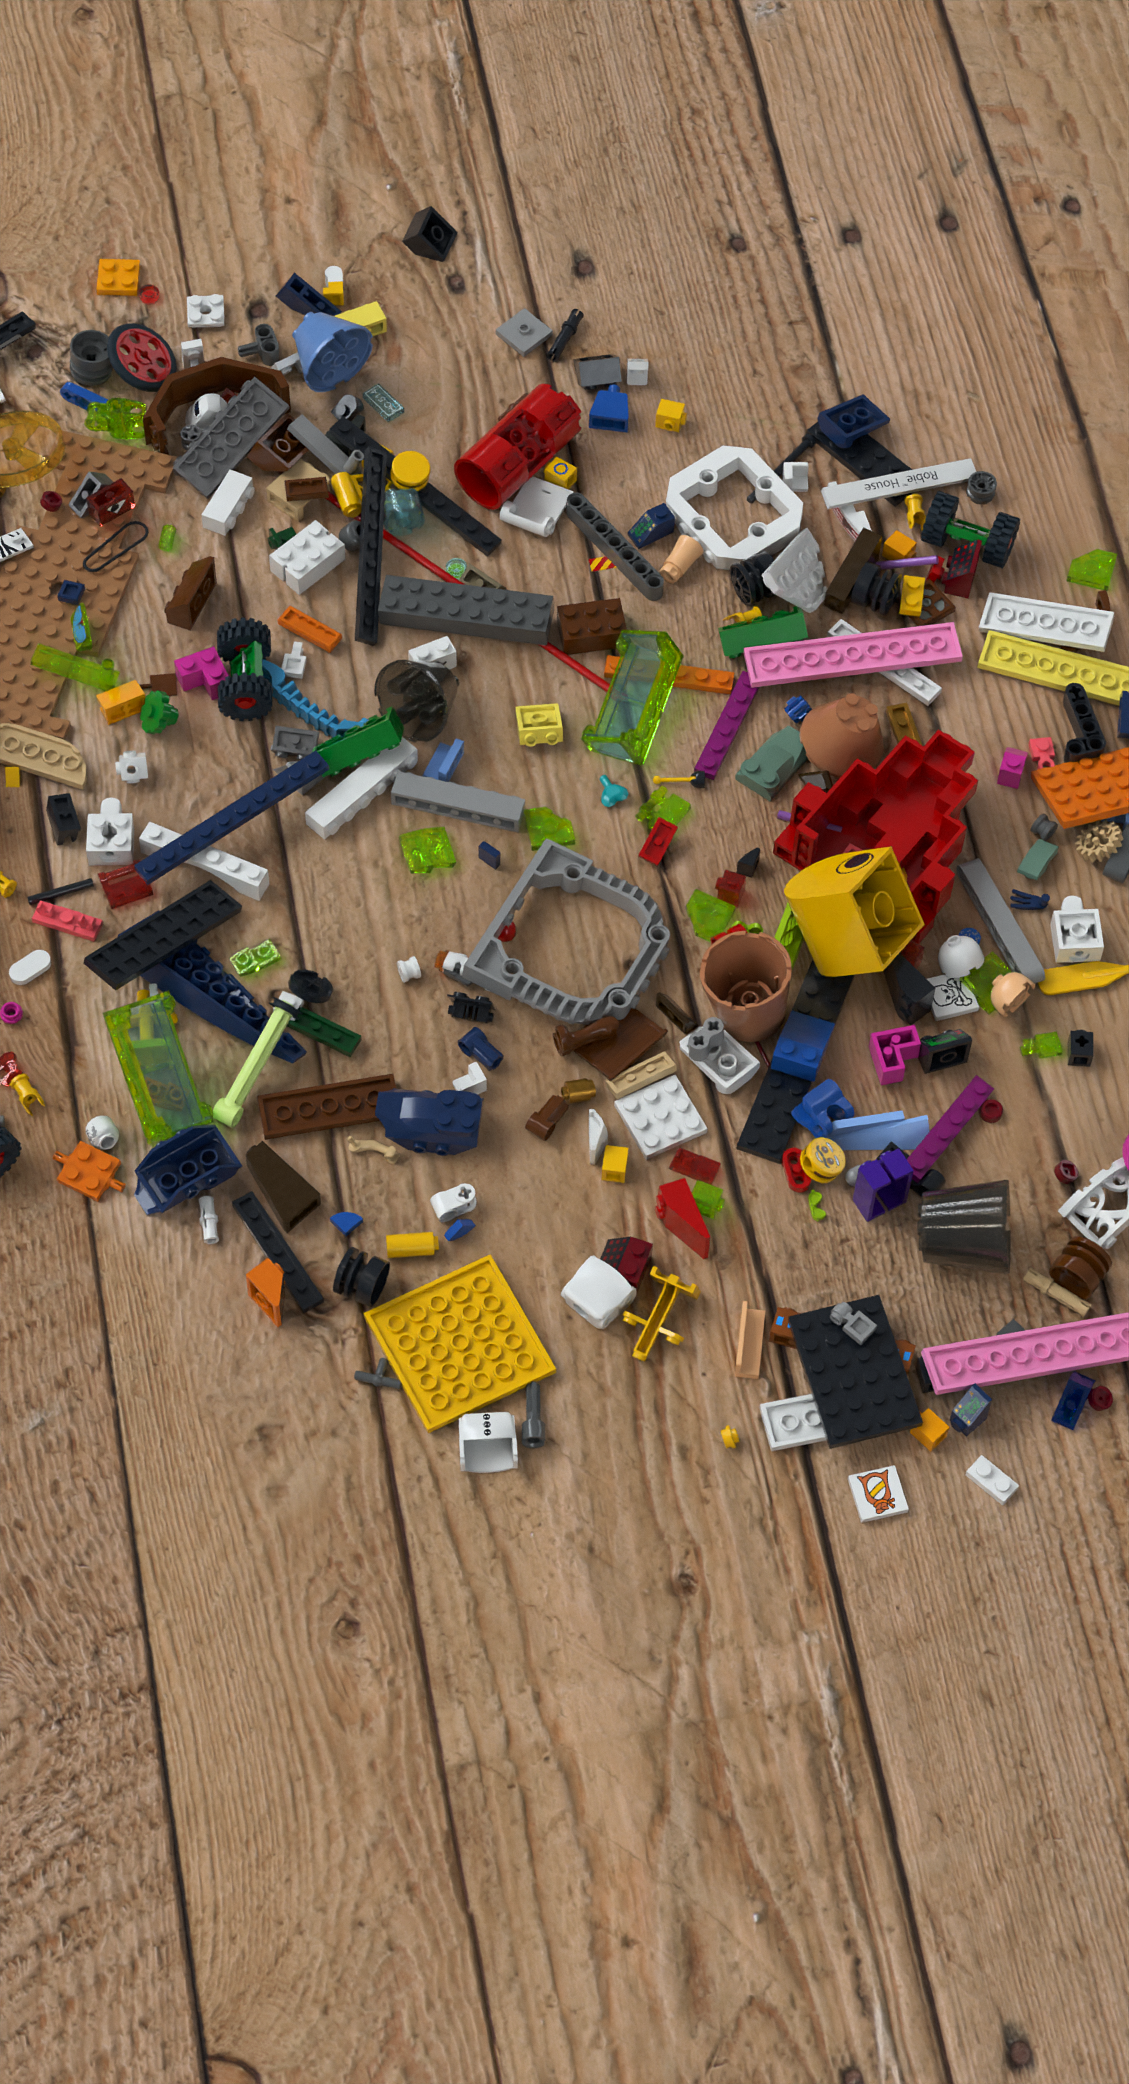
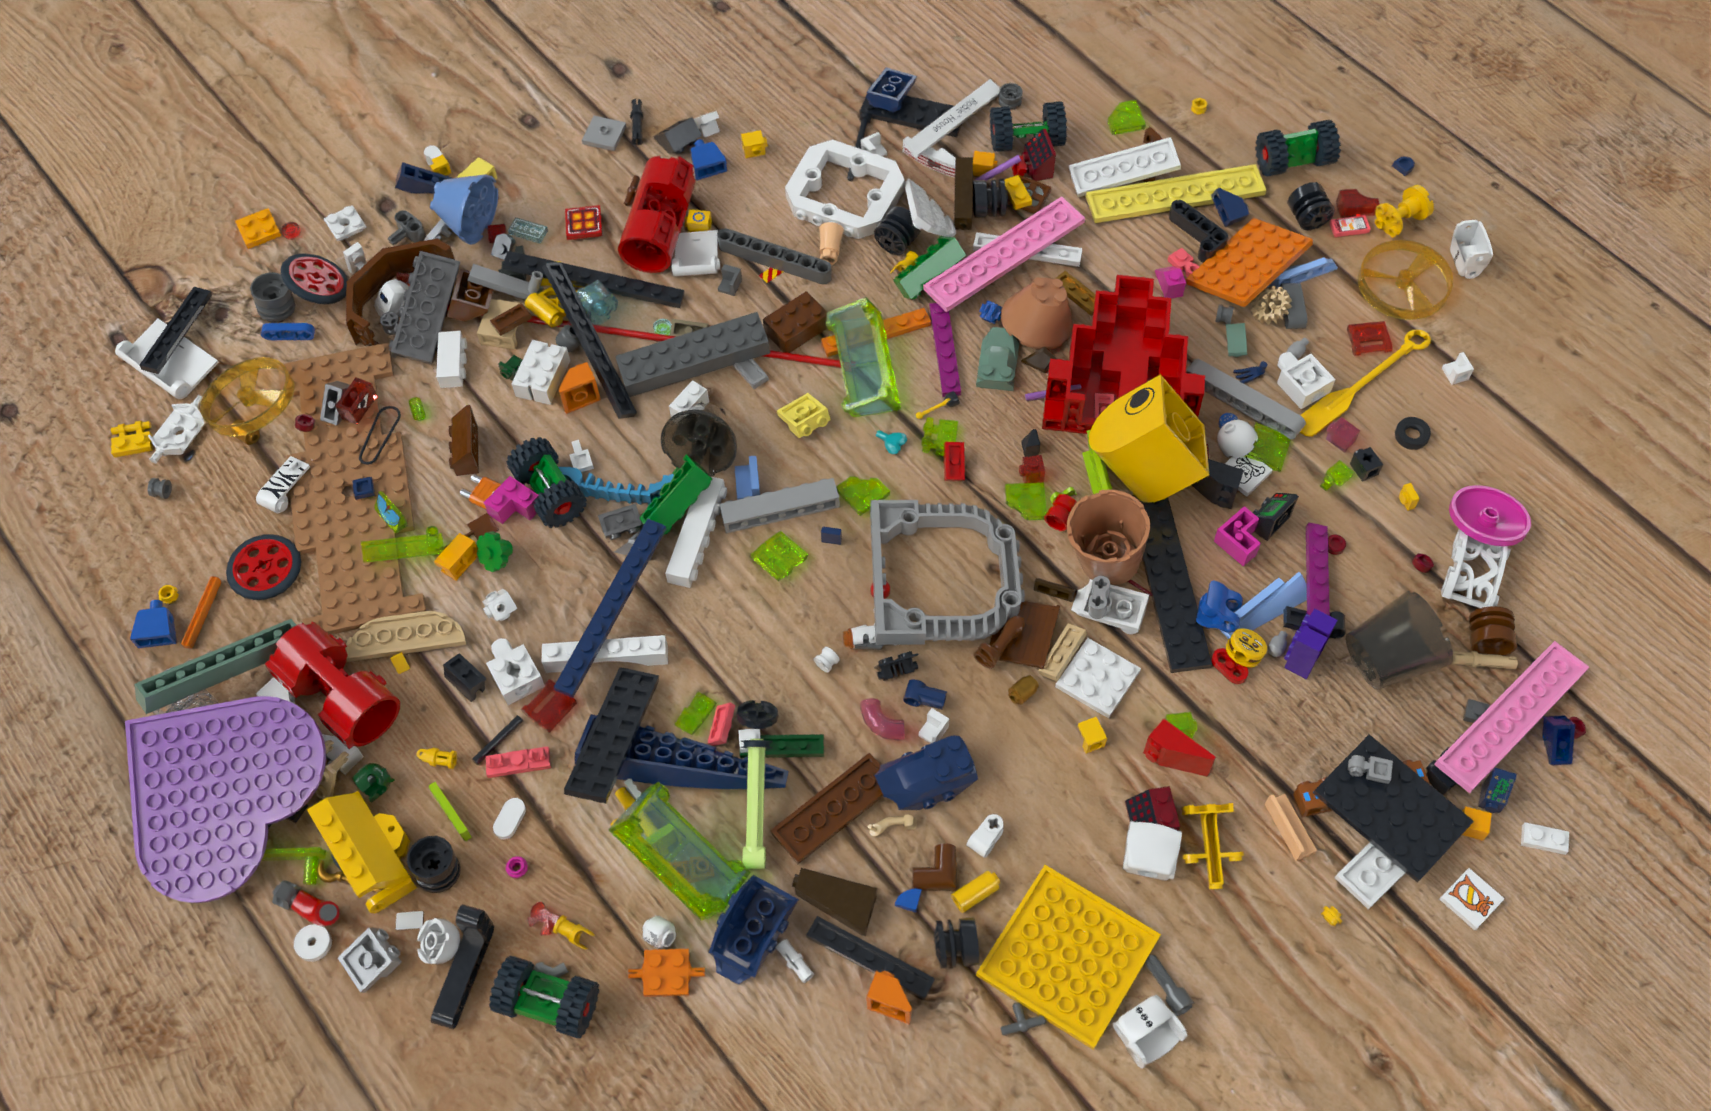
camera: 25 degrees left, 0 degrees up
(116, 418) = (322, 333): clear neon green piece -> none
(182, 648) = (482, 490): none -> orange piece
(272, 979) = (721, 724): none -> coral plate
(309, 629) = (576, 426): orange plate -> none
(331, 591) = (578, 388): none -> orange slope
(351, 388) = (494, 230): none -> clear red plate
(389, 1217) = (943, 874): none -> reddish brown brick
(410, 470) = (586, 268): yellow head -> none
(420, 1051) = (879, 723): none -> clear pink cylinder
(430, 235) = (488, 94): black slope -> none
(443, 420) = (583, 222): none -> tile
(459, 1229) = (1004, 856): blue tile -> none
(516, 657) = (751, 373): none -> light grey tile
(544, 1122) = (1013, 728): reddish brown piece -> none
(555, 552) = (731, 280): none -> dark grey panel
(597, 1136) = (1062, 718): white slope -> none
(652, 526) = (793, 228): dark blue slope -> none
(695, 1166) = (1150, 703): clear red plate -> none
(802, 1046) = (1171, 565): blue slope -> none
(814, 1199) = (1256, 682): lime piece -> none
(915, 511) = (977, 135): yellow piece -> none
(1010, 992) = (1291, 446): light nougat cylinder -> none
(1077, 1007) = (1342, 434): none -> clear pink brick
(1097, 900) = (1298, 348): none -> light grey cylinder
(1099, 1101) = (1408, 496): none -> yellow plate

